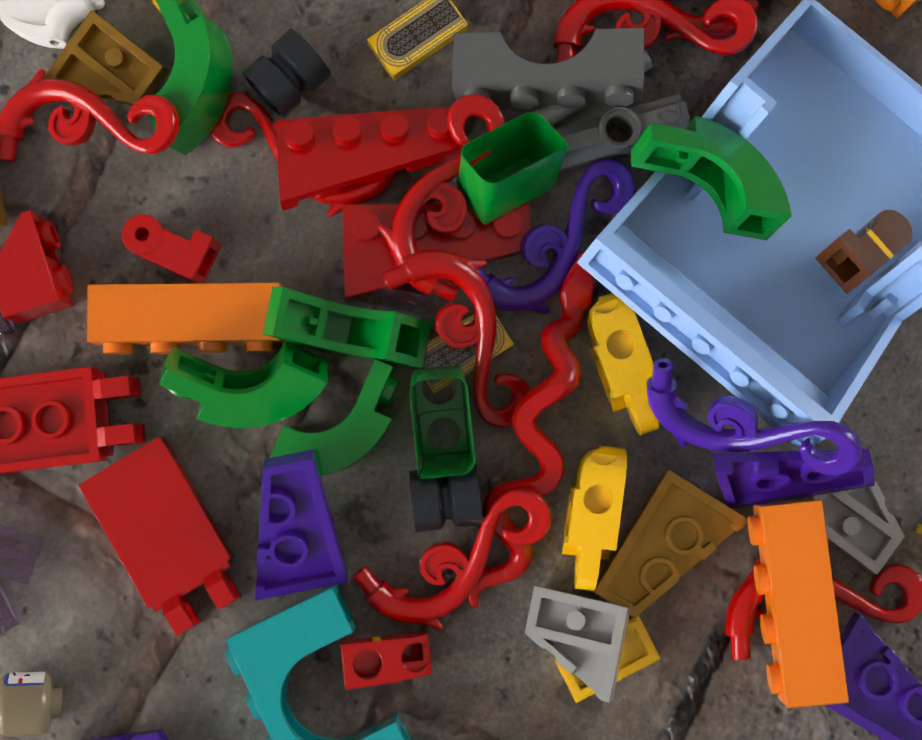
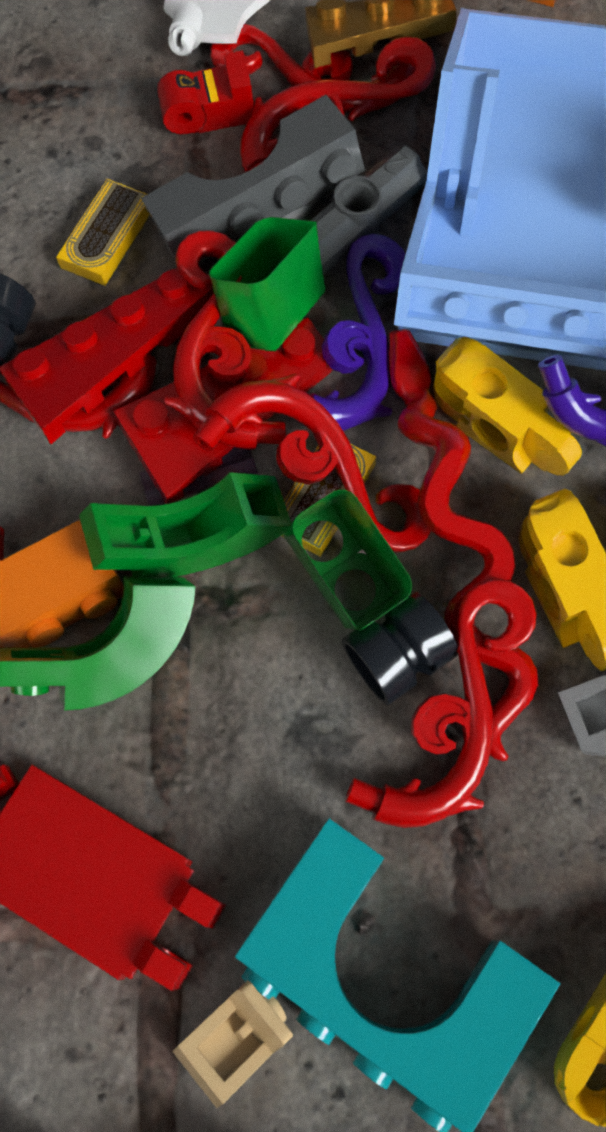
camera: 20 degrees left, 15 degrees down
(199, 685) = (233, 1042): none -> tan bracket
(297, 529) = (250, 777): dark purple wing -> none
(353, 437) = (246, 664): green arch -> none
(384, 659) = (437, 877): red leg -> none
(723, 165) = (484, 168): green arch -> none

